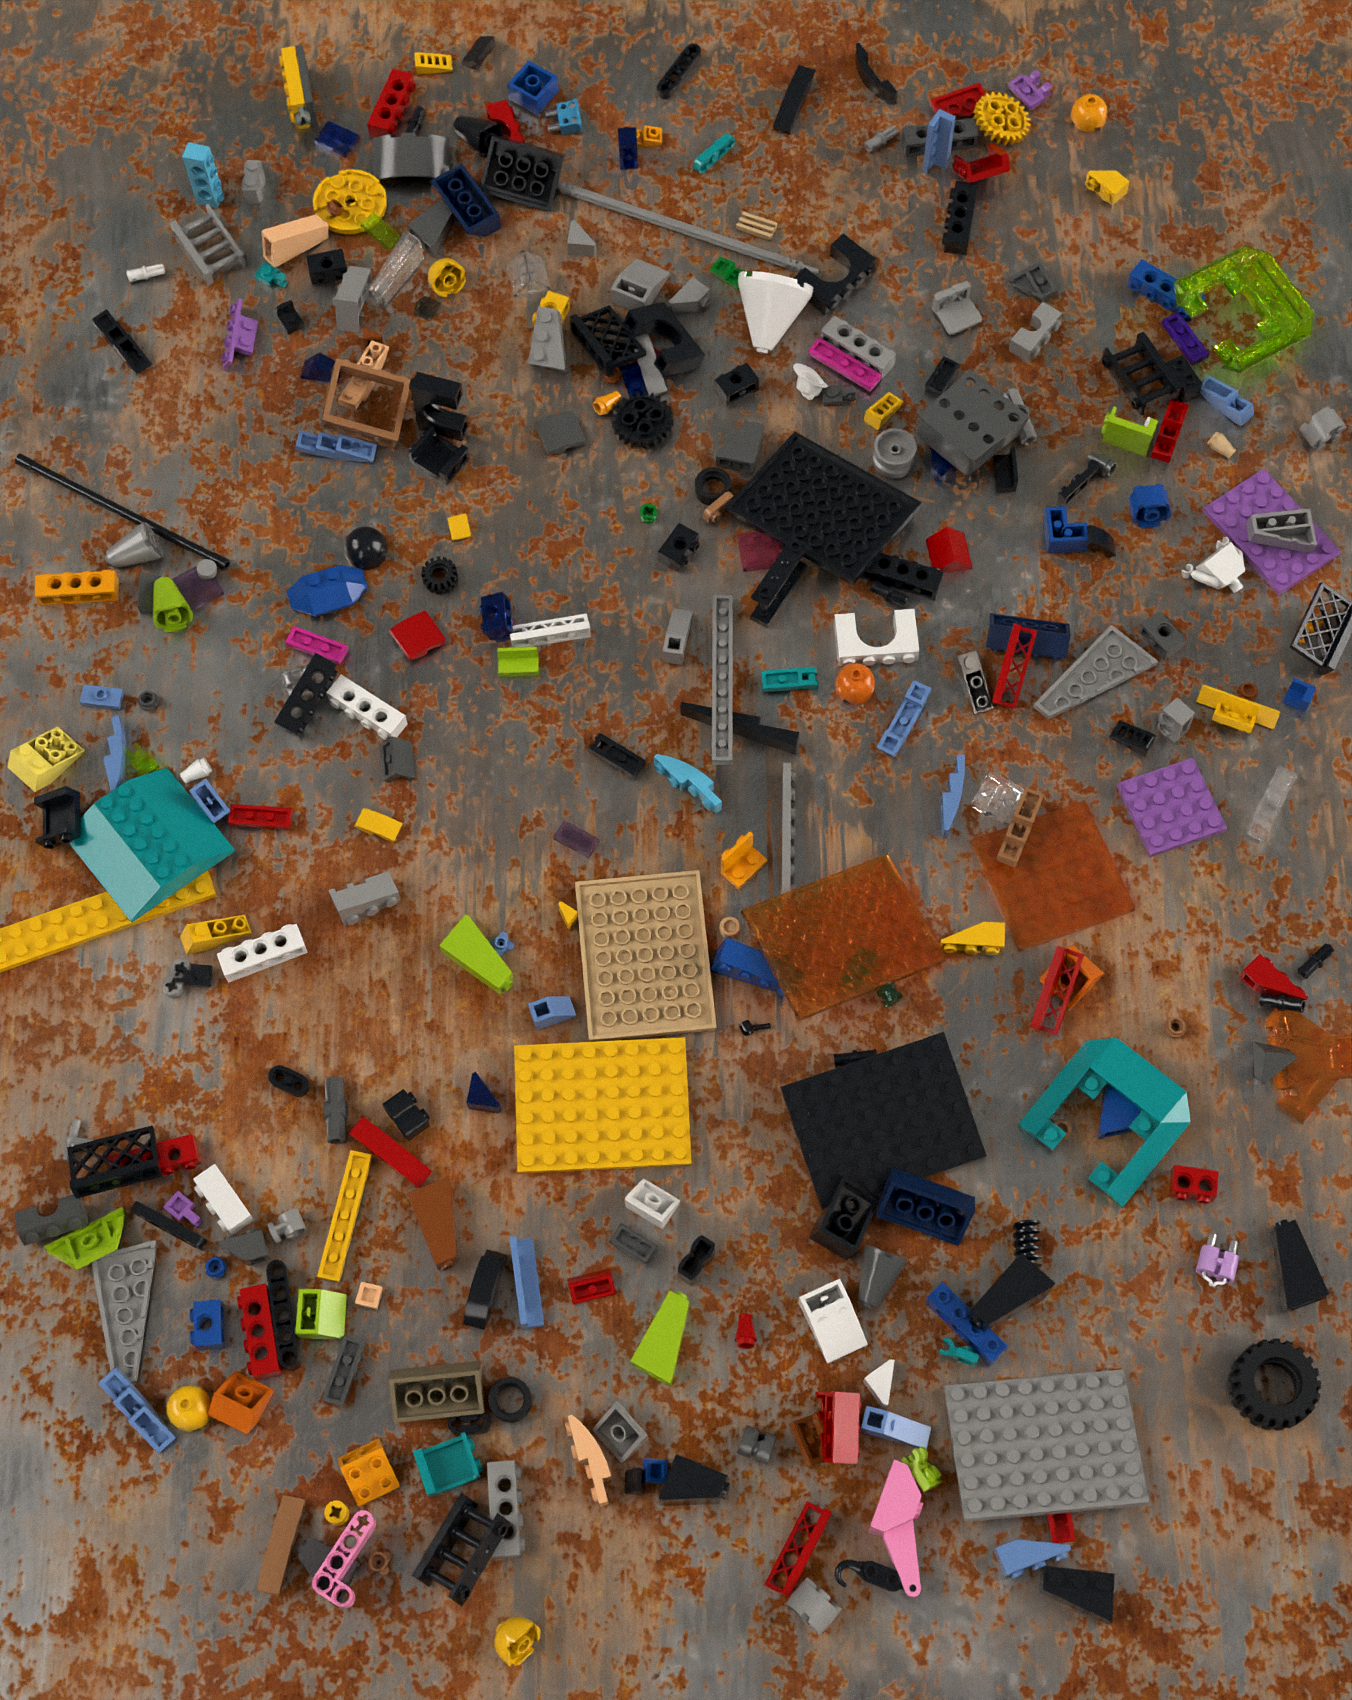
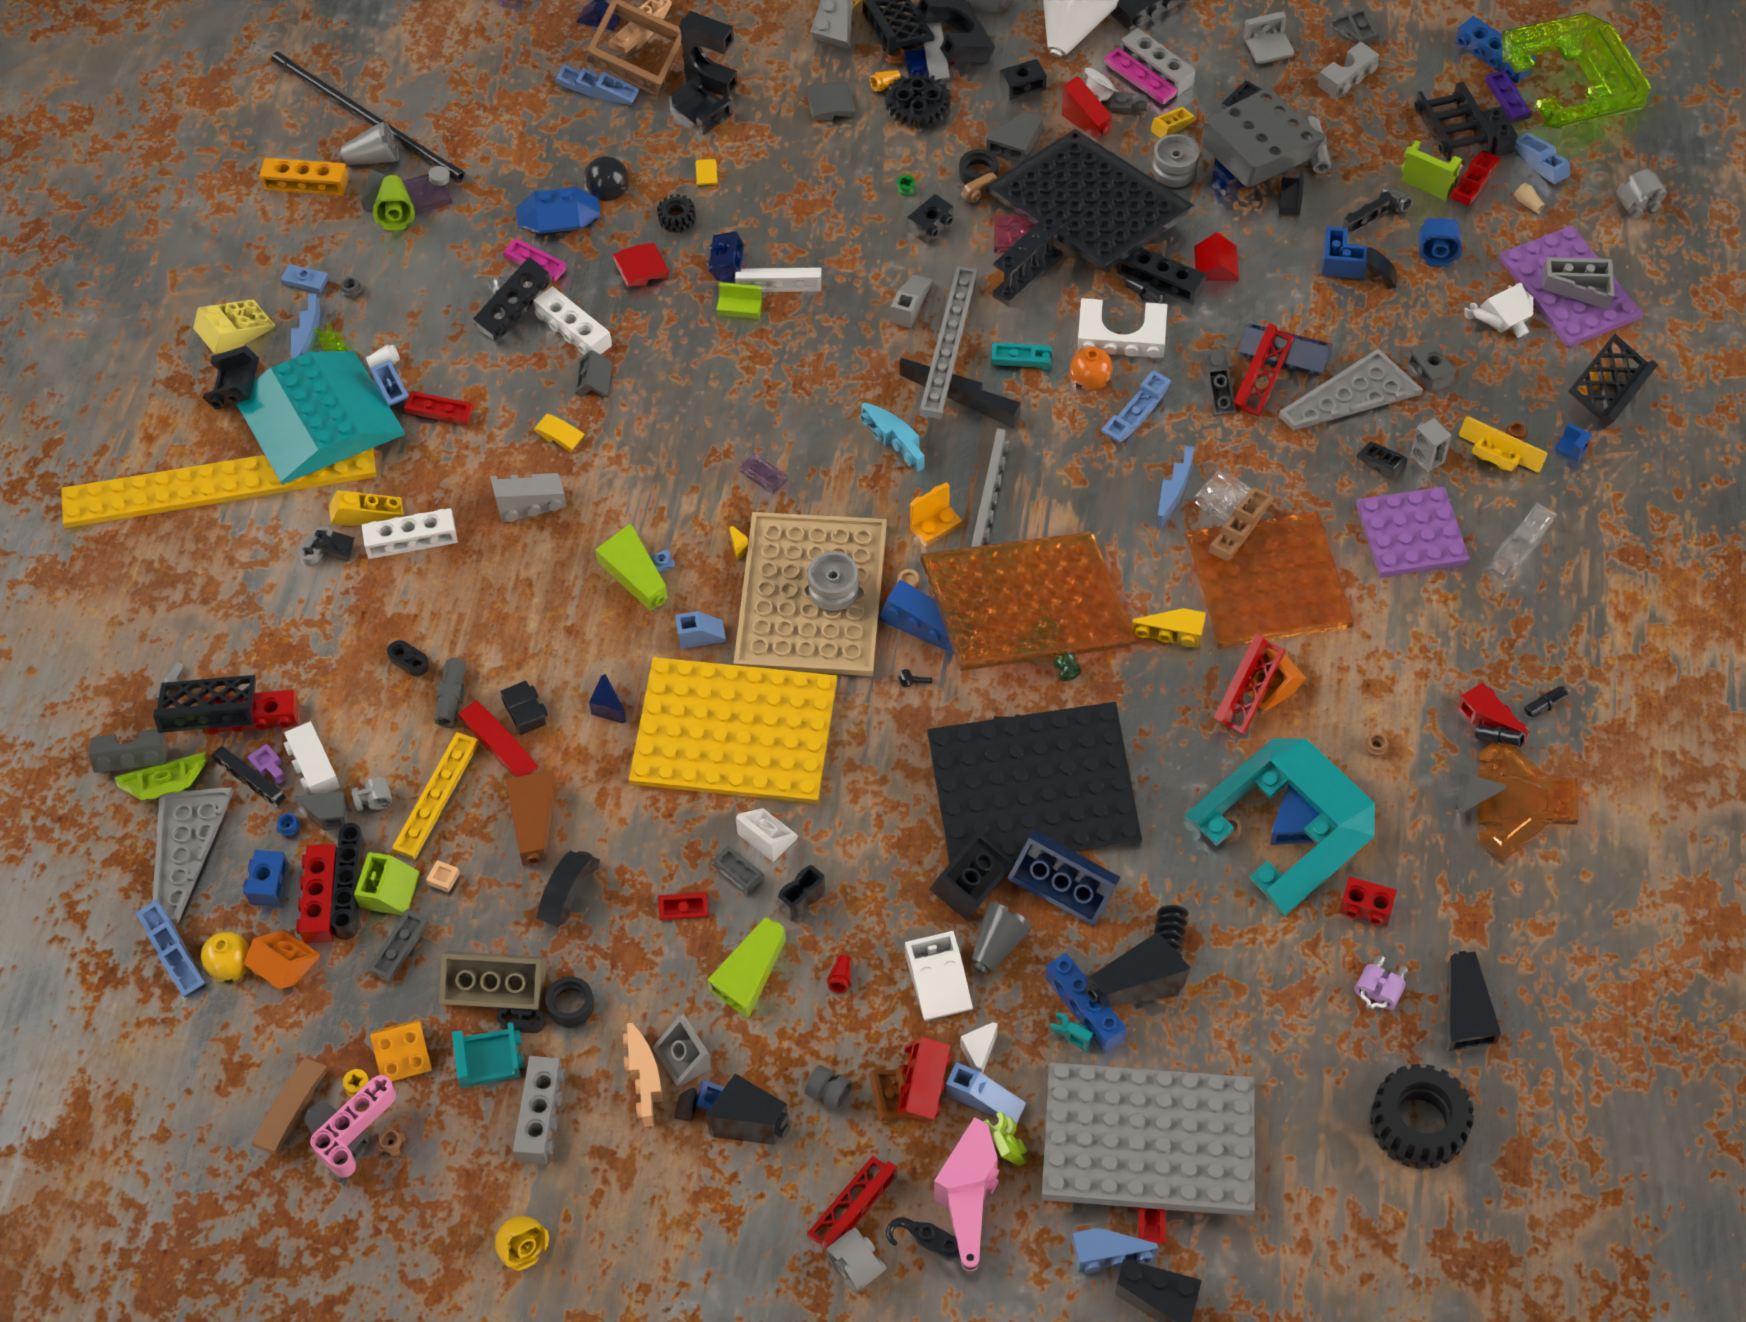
camera: 10 degrees right, 10 degrees down
(445, 1539) = (469, 1127): black fence -> none
(526, 1283) = (613, 890): medium blue fence -> none
(616, 755) = (823, 401): black plate -> none
(667, 934) = (833, 581): none -> light grey wheel
(801, 411) = (1085, 109): none -> red slope

